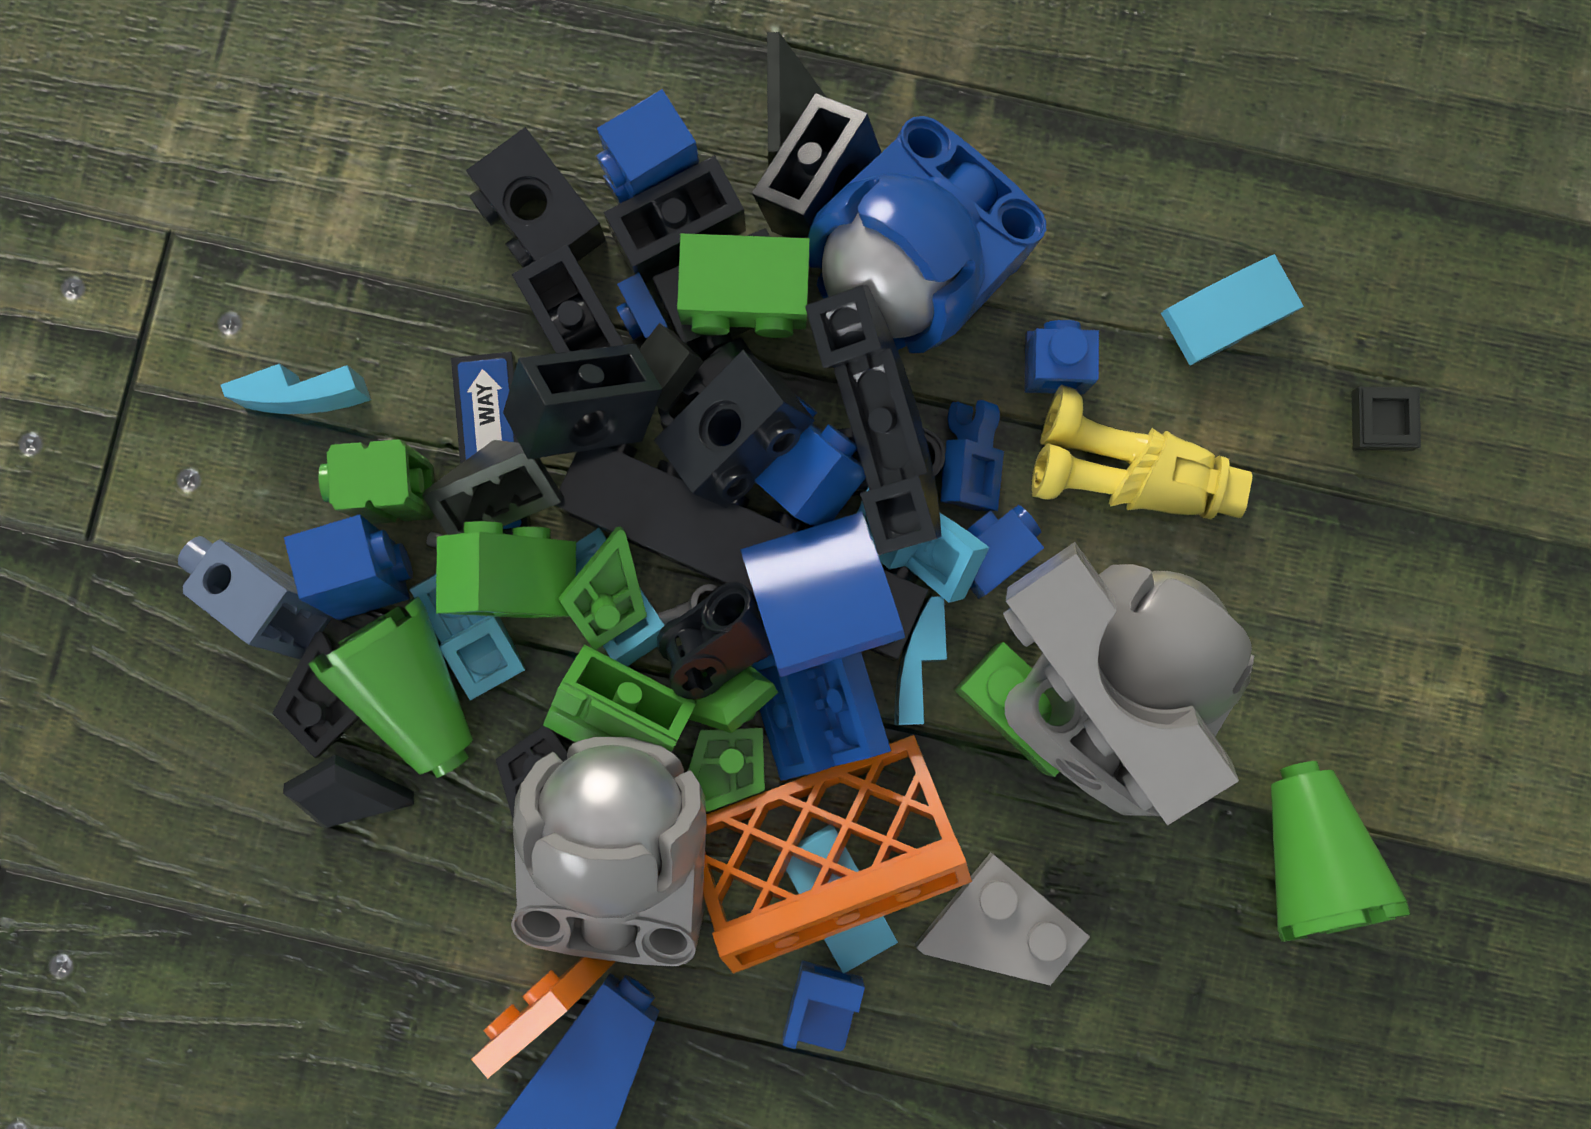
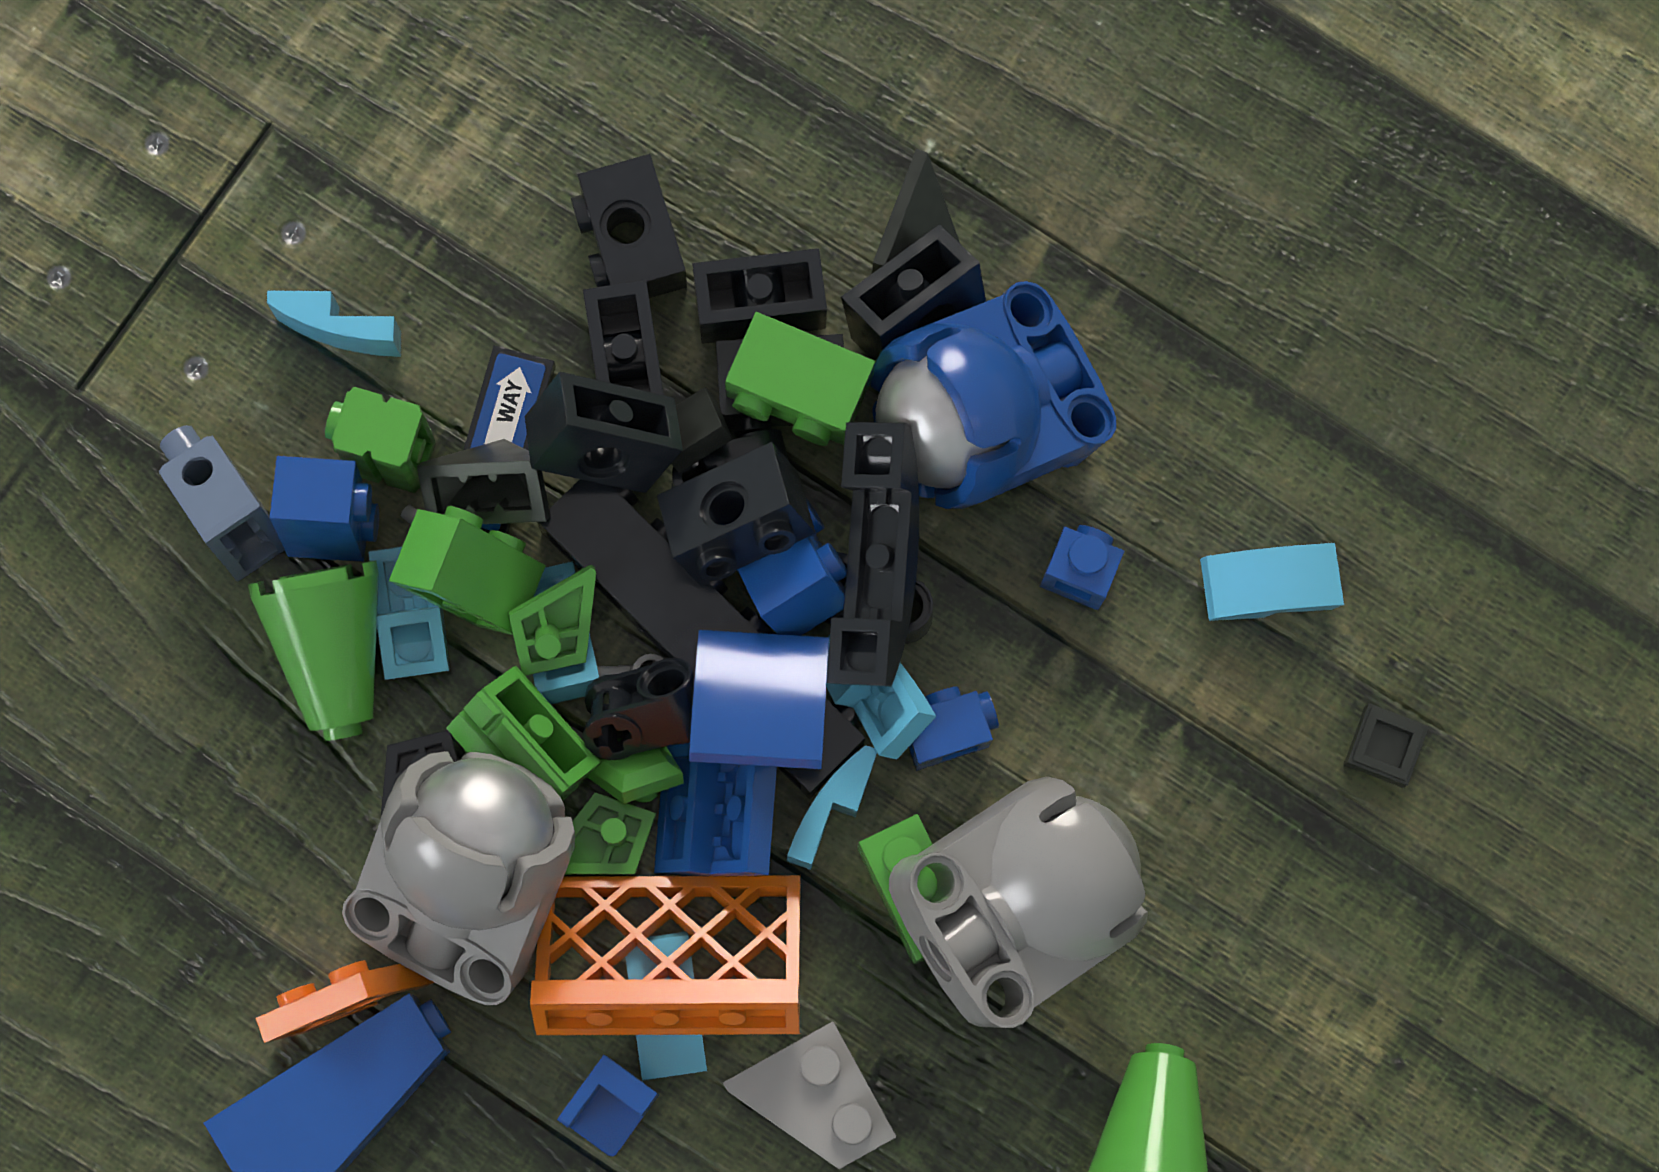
camera: 20 degrees right, 5 degrees down
(310, 708) = (232, 629): black piece -> none
(345, 792) = (231, 722): black piece -> none
(640, 310) = (693, 367): blue plate -> none
(645, 147) = (755, 217): blue brick -> none
(971, 463) = (956, 634): blue plate -> none
(1161, 473) = (1141, 713): light yellow piece -> none
(1168, 752) = (1017, 962): light grey arch -> none

